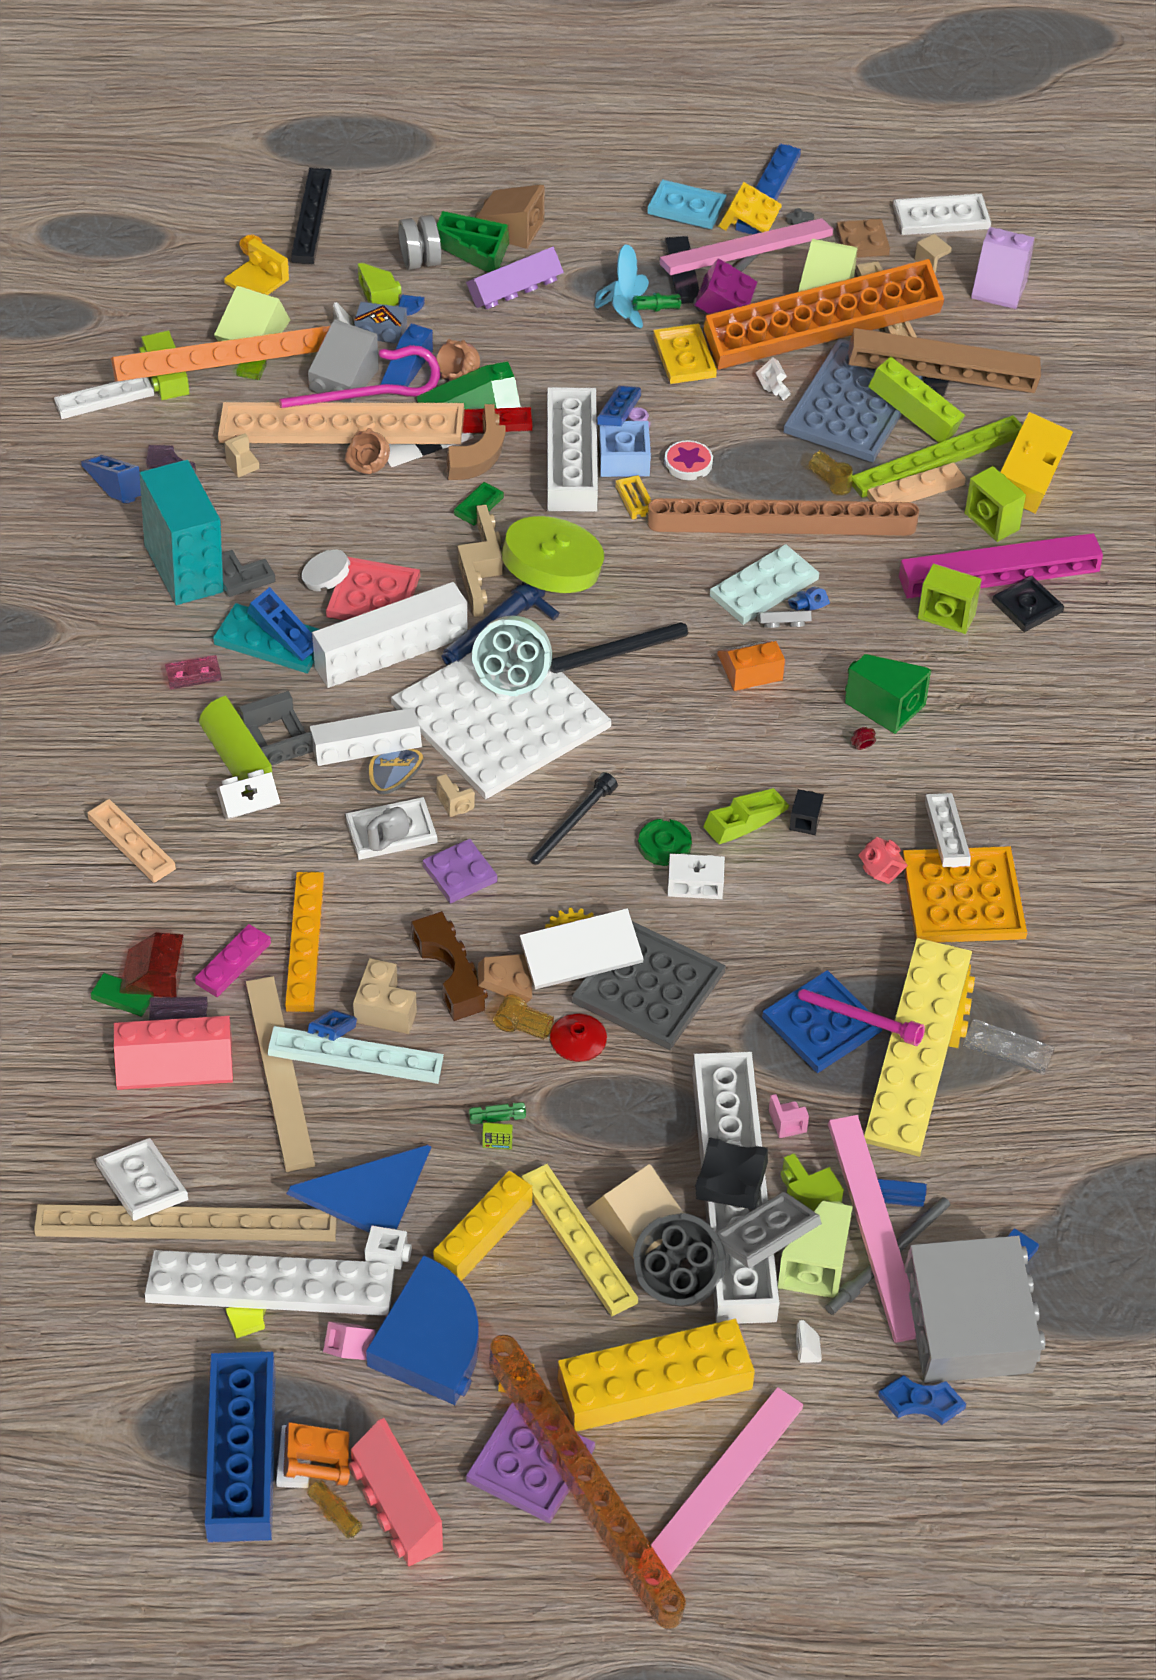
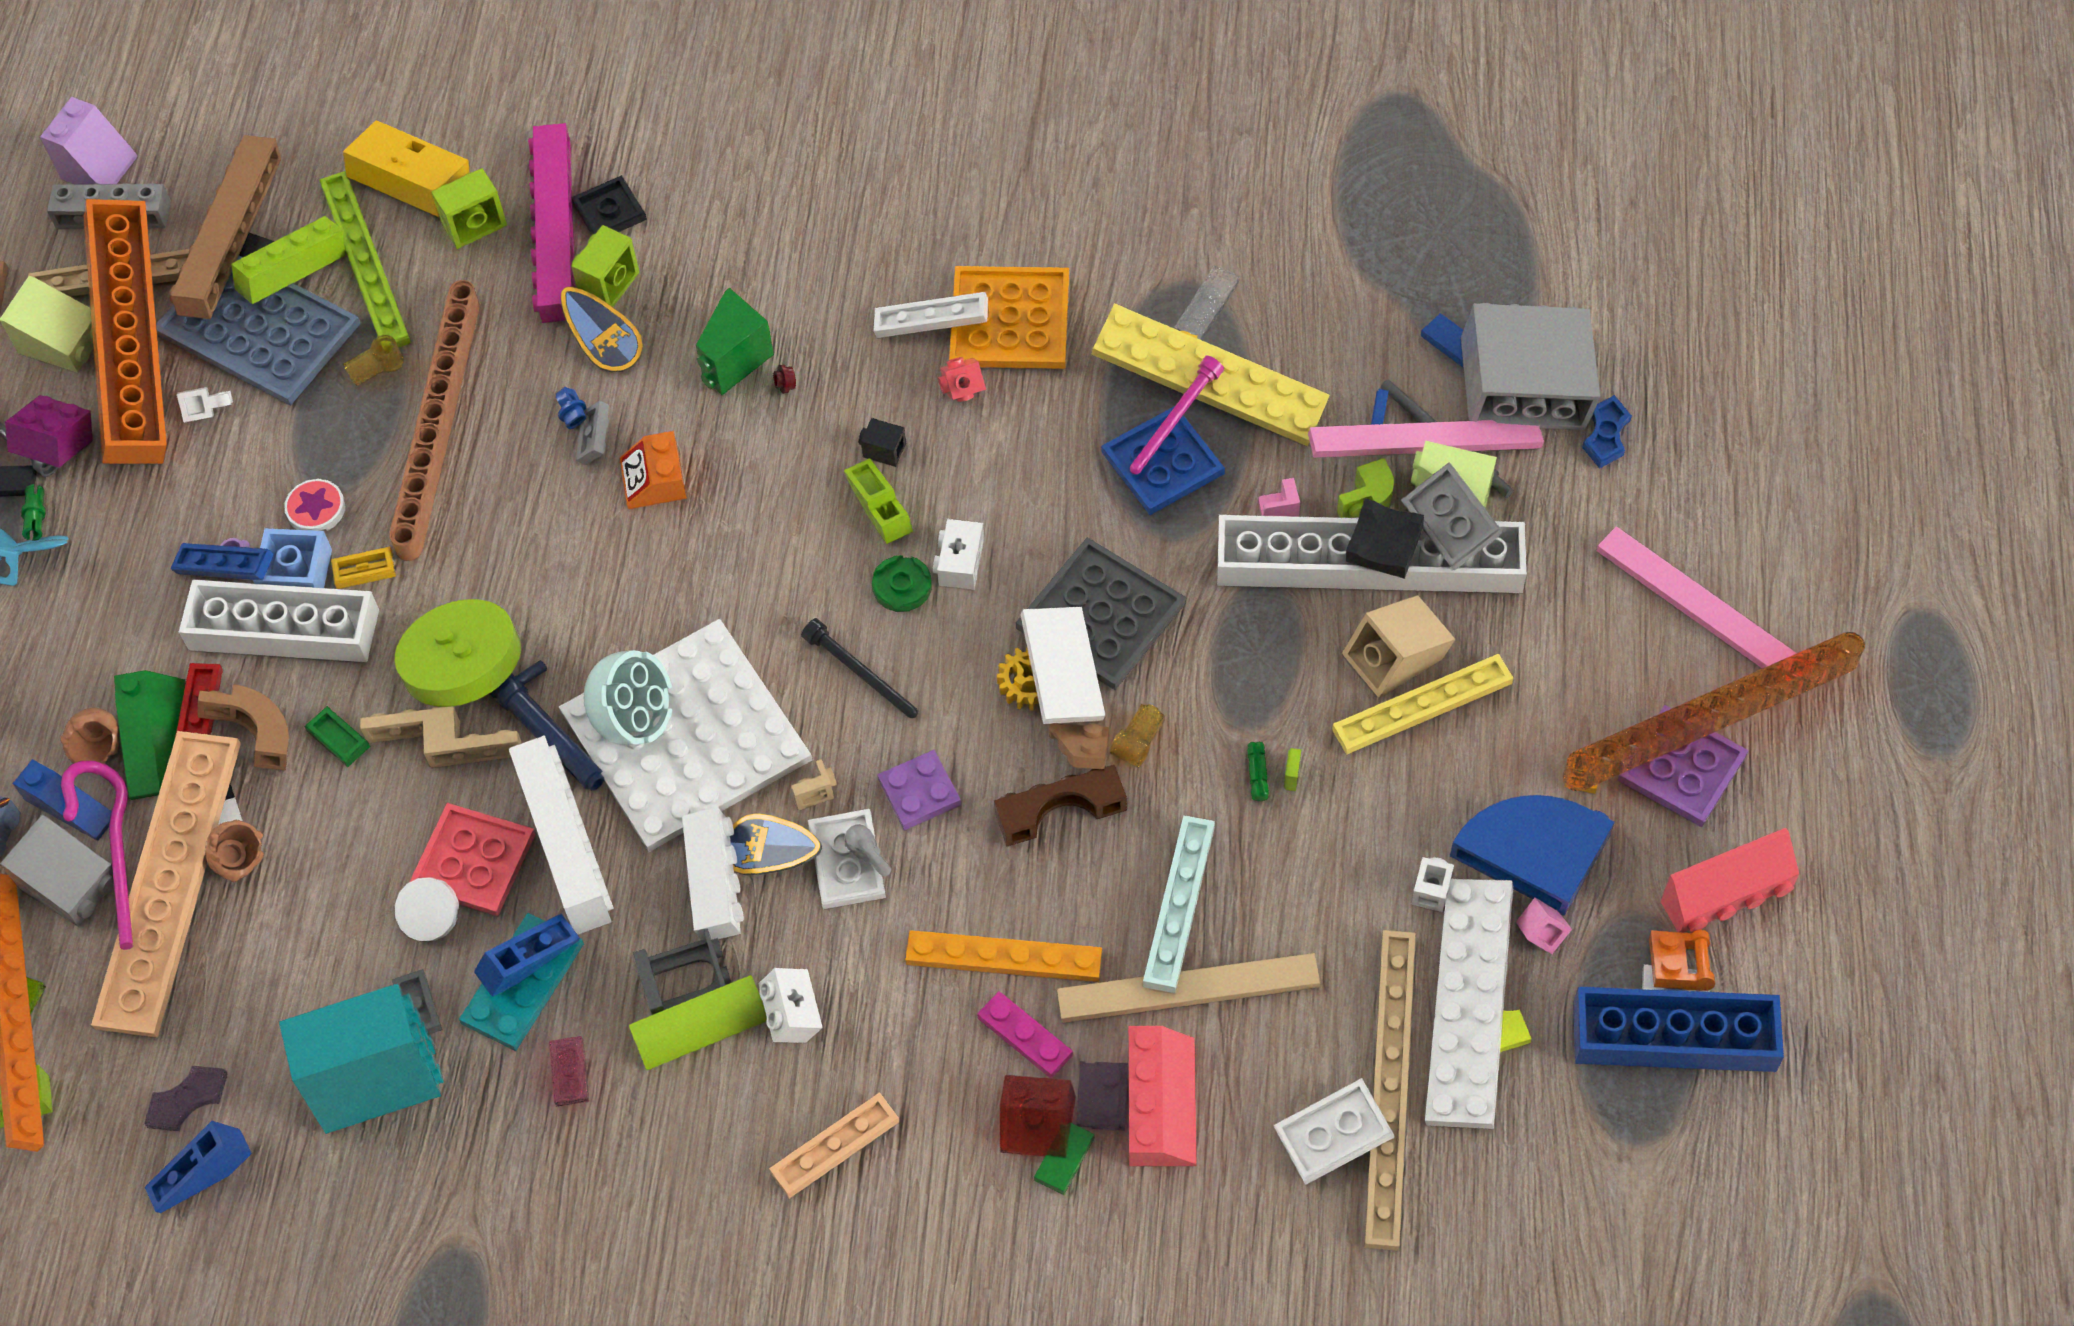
camera: 80 degrees left, 10 degrees up
(103, 397) = (31, 1199): white tile -> none
(239, 456) = (198, 1008): tan panel -> none
(334, 1509) = (1739, 947): clear yellow pin -> none
(335, 1027) = (1136, 928): blue tile -> none
(368, 1192) = (1362, 893): blue tile -> none
(380, 1002) = (1103, 878): tan brick -> none
(484, 1225) = (1410, 788): yellow brick -> none
(578, 1046) = (1168, 698): red dish -> none
(618, 647) = (611, 591): black axle -> none
(655, 1375) = (1588, 646): yellow brick -> none
(661, 1269) = (1471, 607): dark grey cylinder -> none
(684, 353) = (132, 491): yellow plate -> none
(764, 584) = (532, 450): light aqua plate -> none
(807, 1343) = (1548, 518): white slope -> none
(888, 608) = (601, 330): none -> shield
(919, 485) = (409, 287): light nougat plate -> none
(932, 249) = (30, 218): tan panel -> none
(959, 303) = (68, 202): none -> light grey brick

